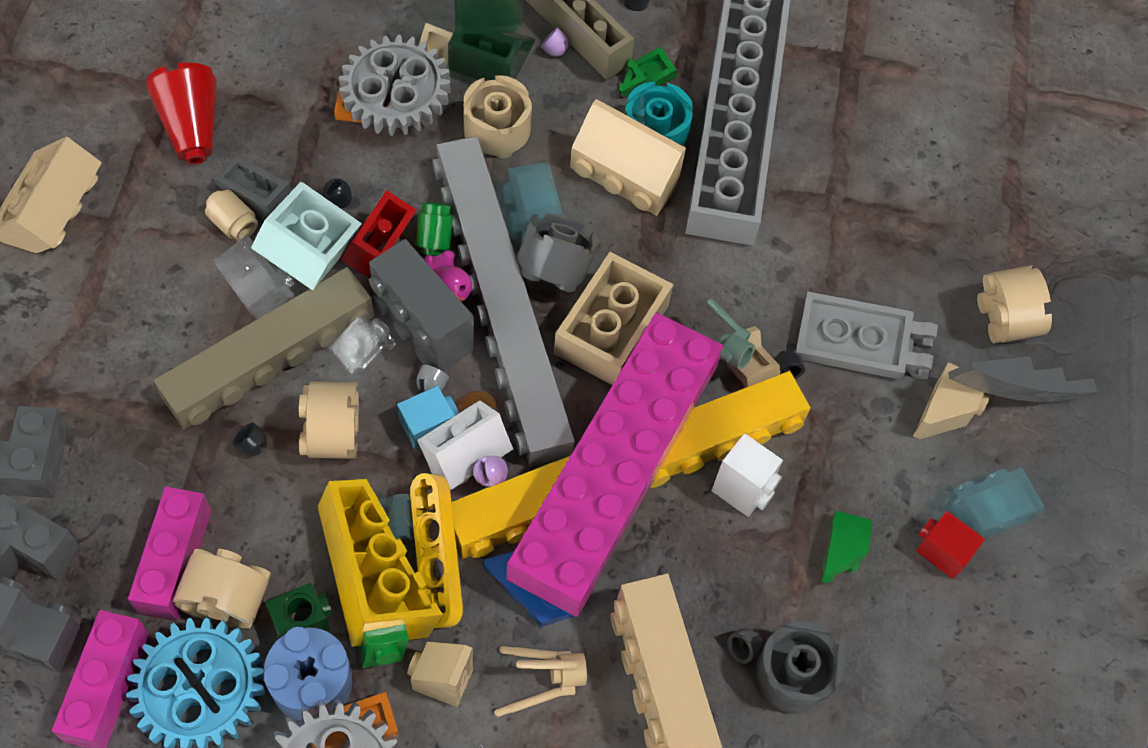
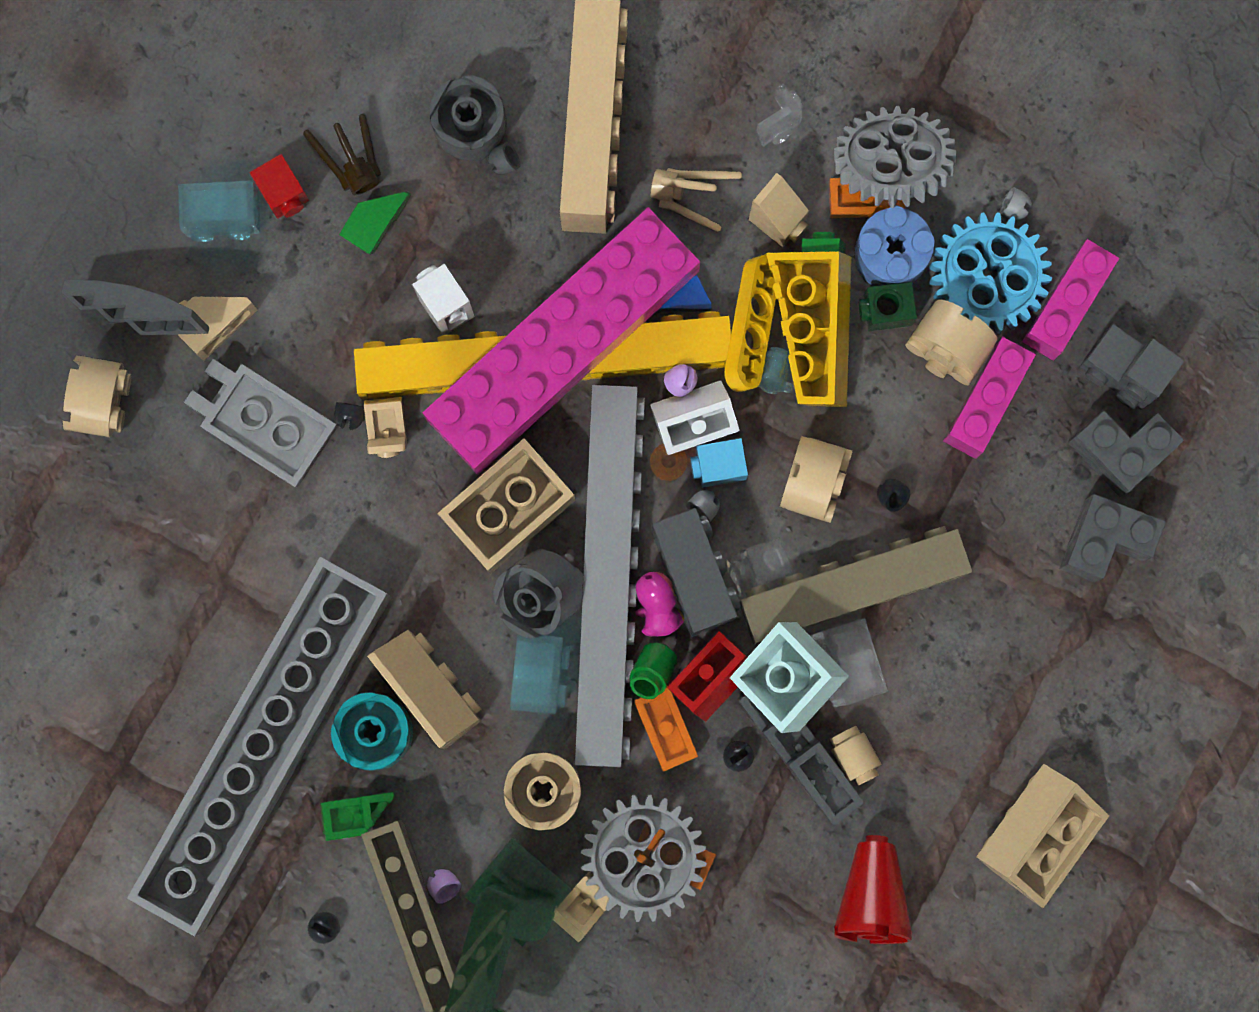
camera: 155 degrees left, 20 degrees up
(405, 185) = (666, 730): none -> orange plate
(736, 349) = (405, 428): sand green plant -> none
(882, 582) = (359, 175): none -> dark brown plant

